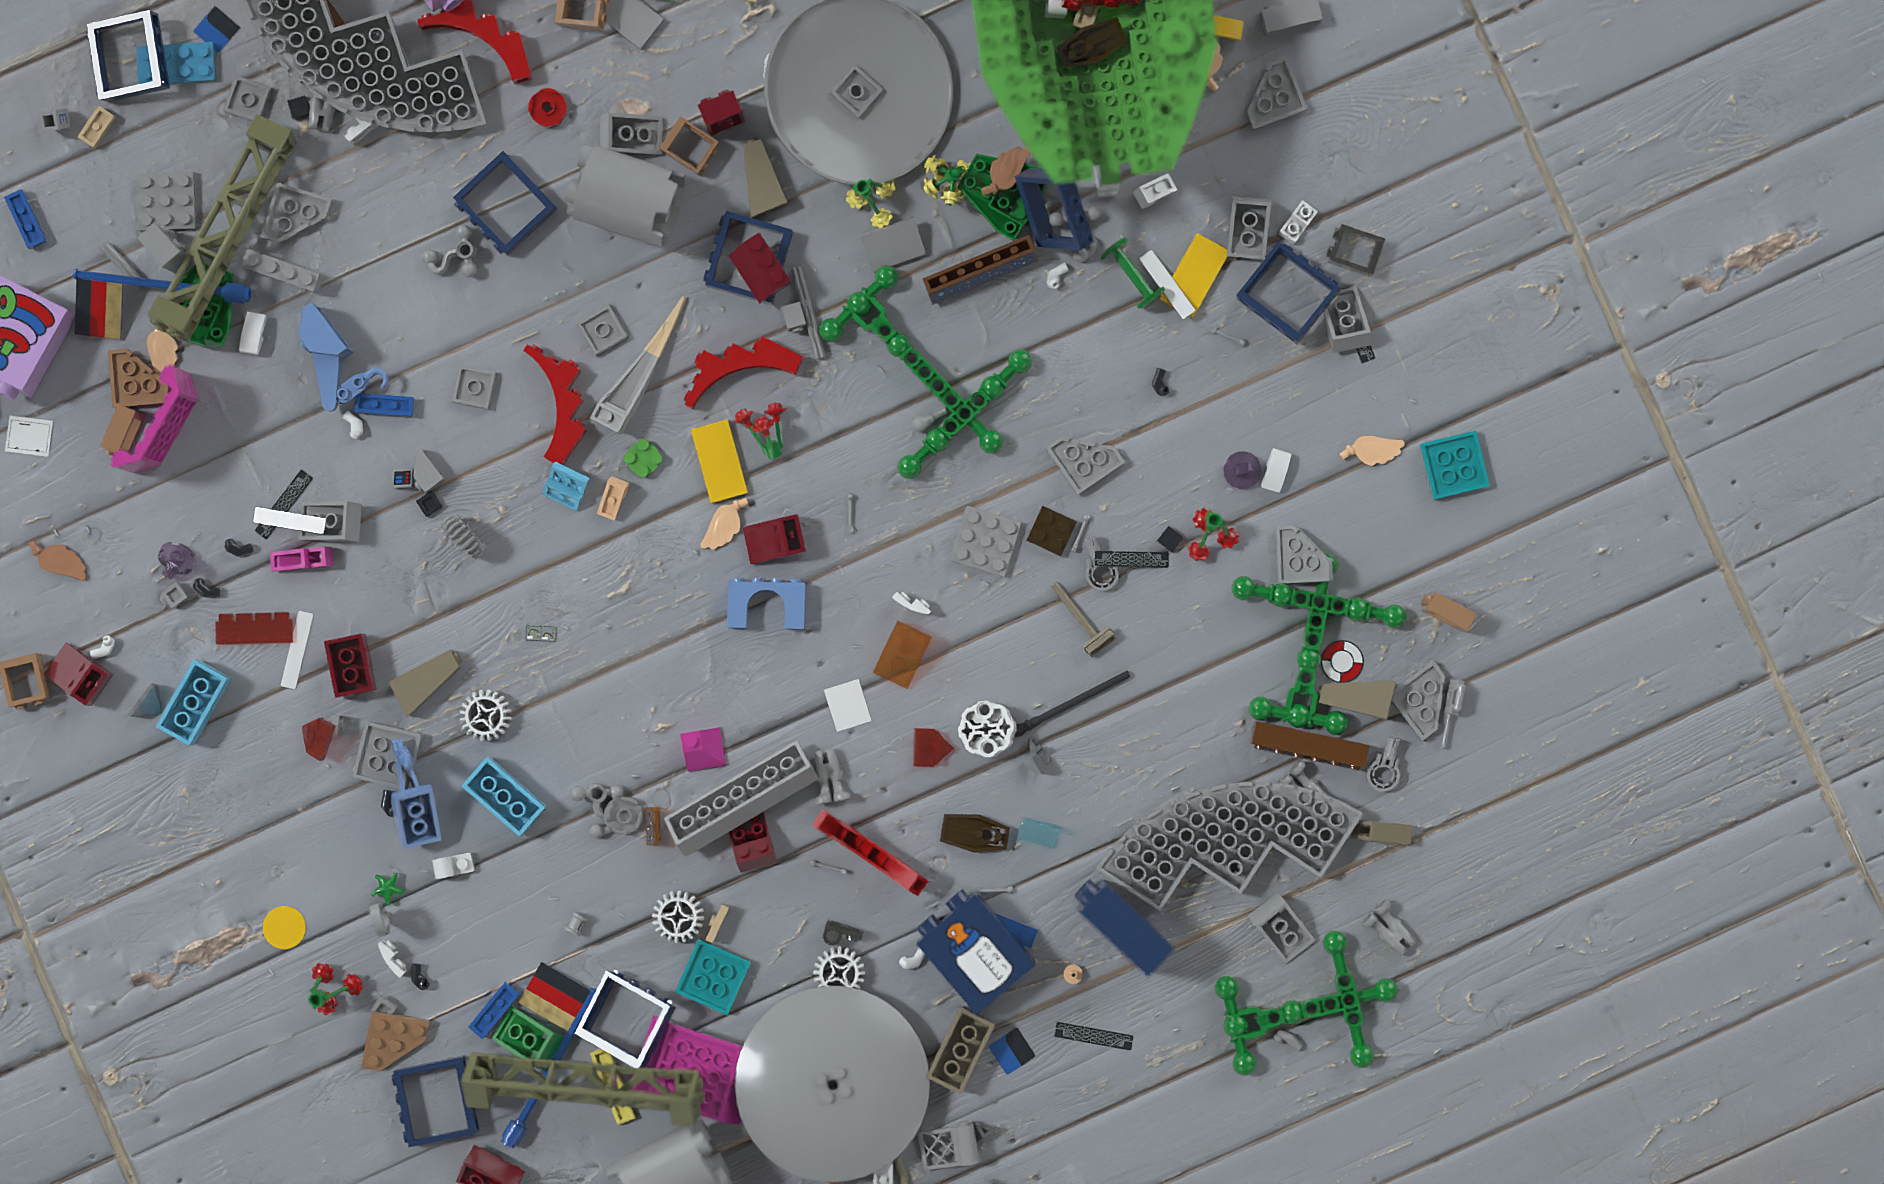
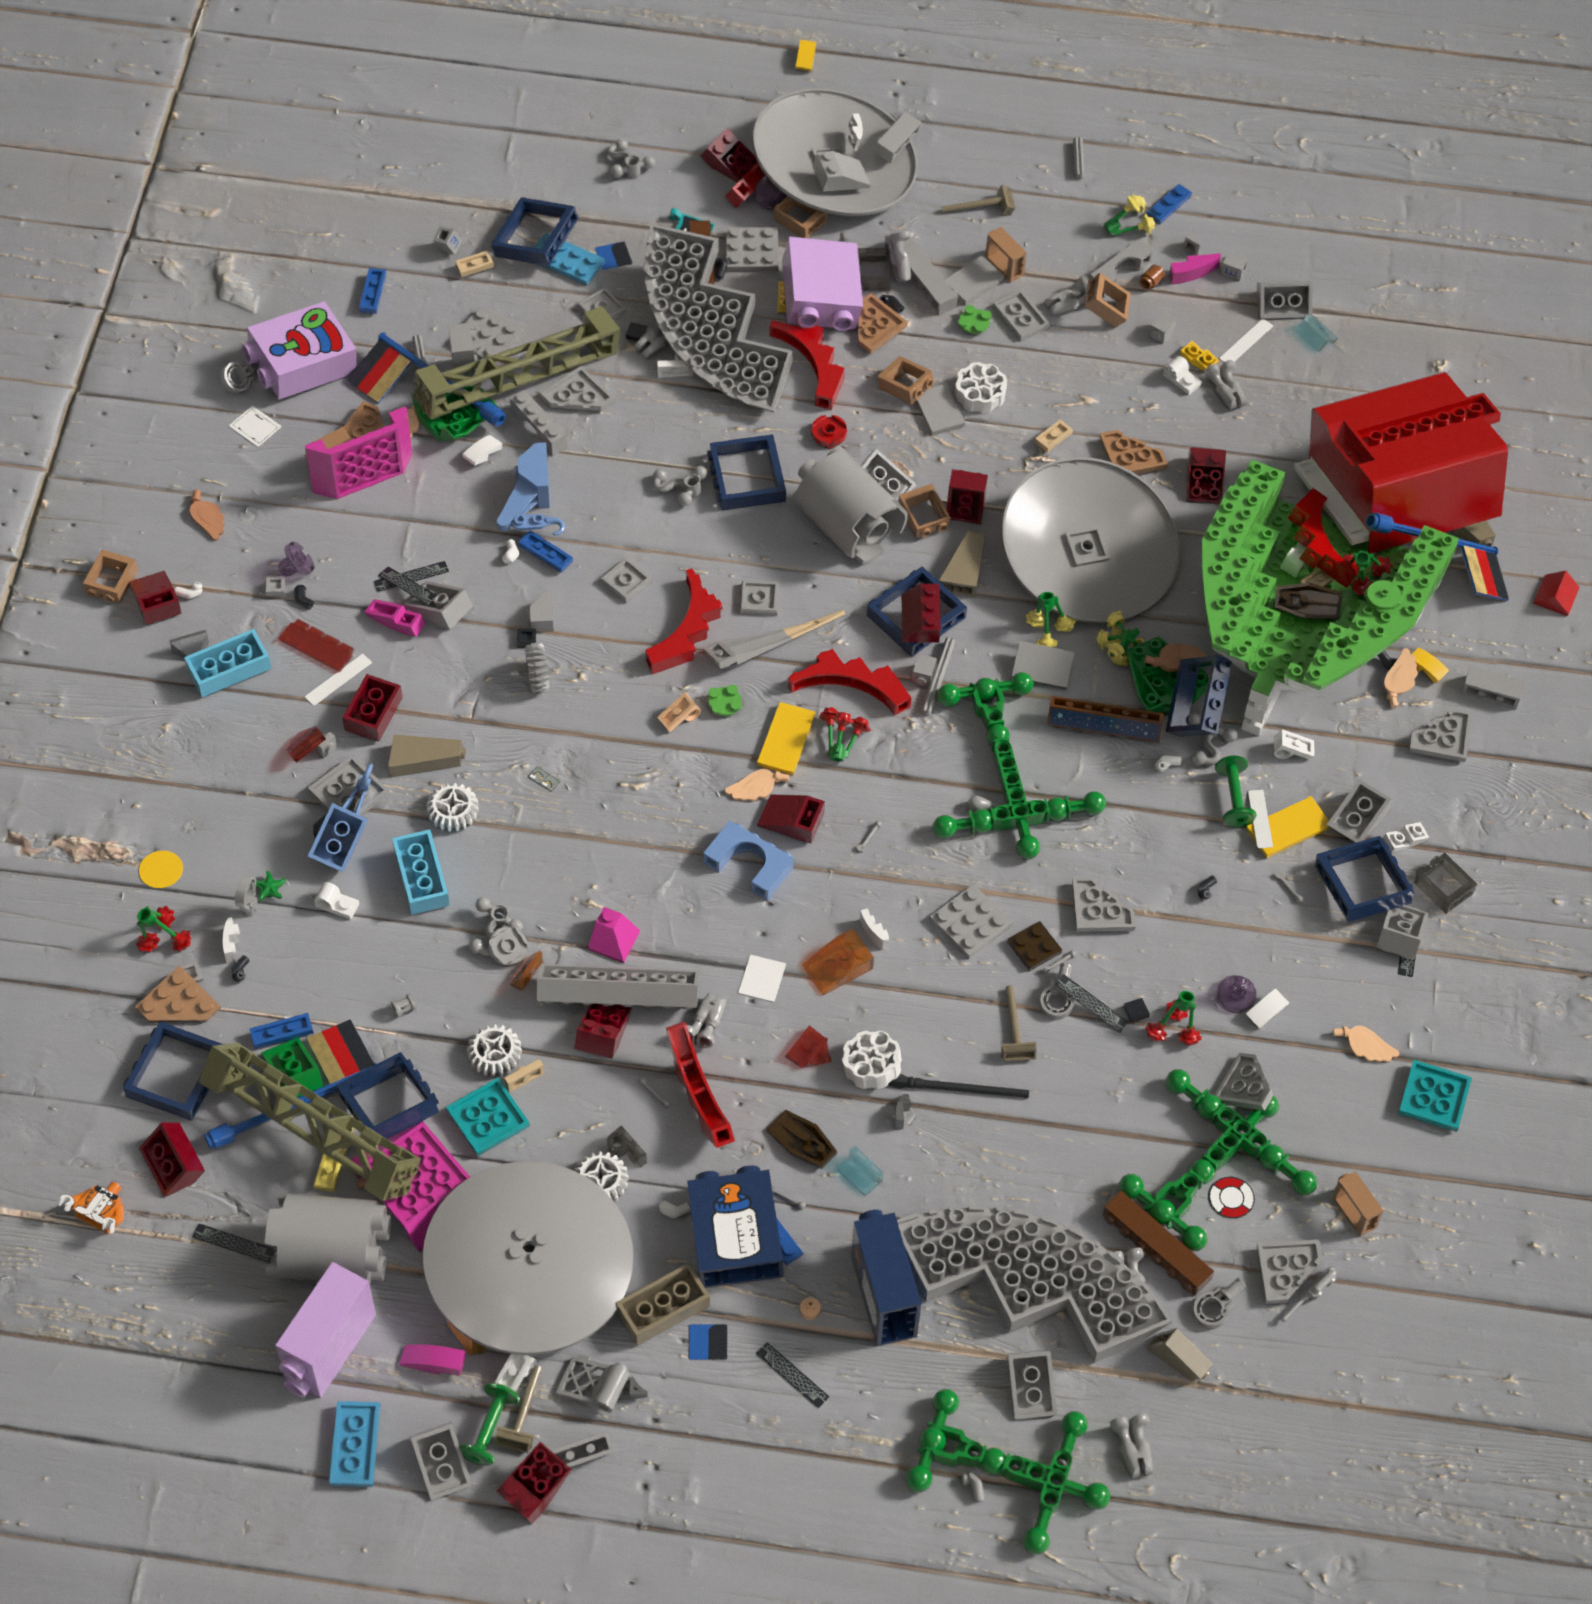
camera: 30 degrees right, 30 degrees down
(235, 549) = (349, 584): black arm -> none
(403, 478) = (518, 609): slope -> none
(565, 486) = (647, 682): medium azure slope -> none
(1360, 697) = (1230, 1228): dark tan slope -> none

